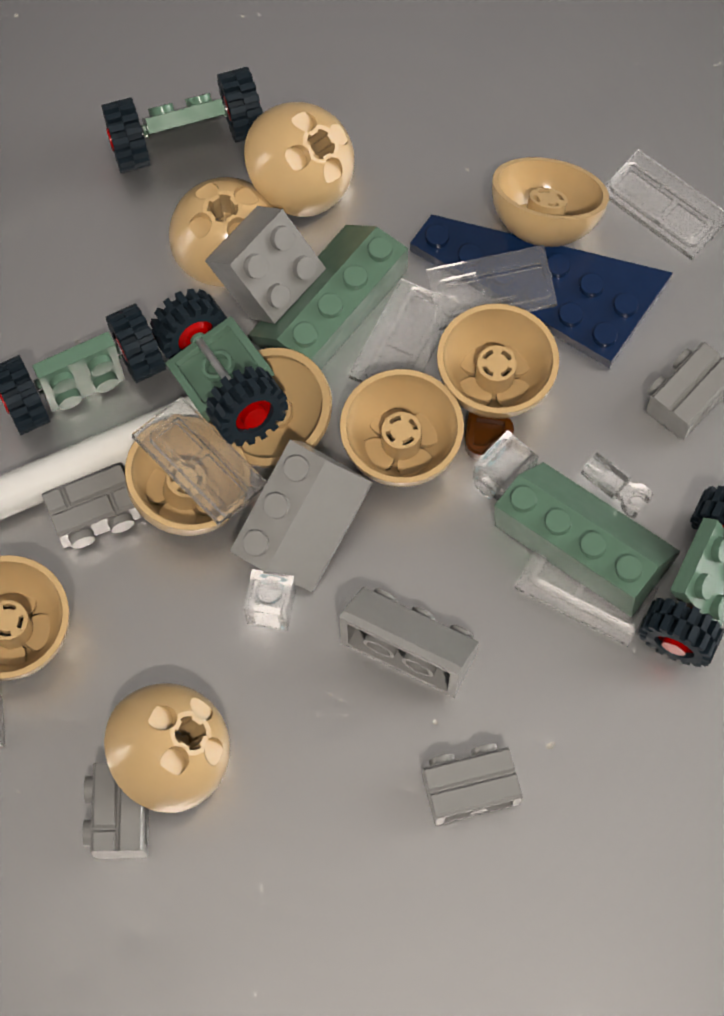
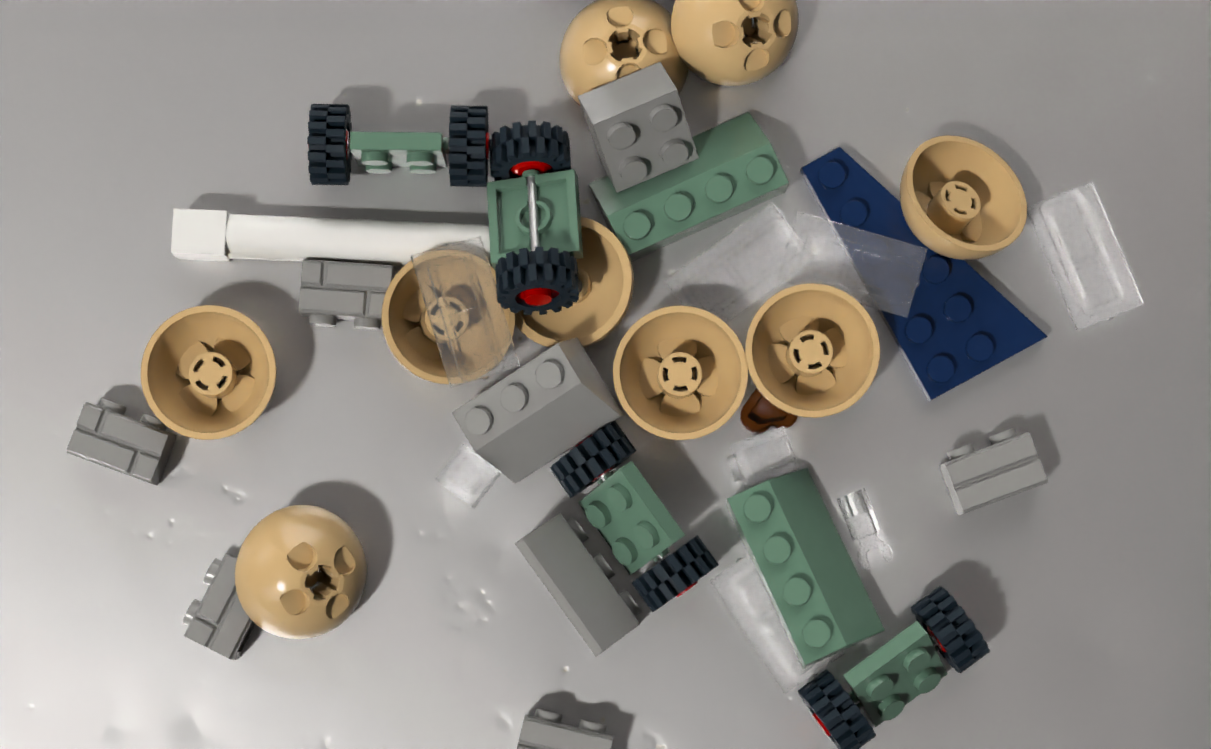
camera: 25 degrees right, 15 degrees up
(424, 561) = (632, 516): none -> plate

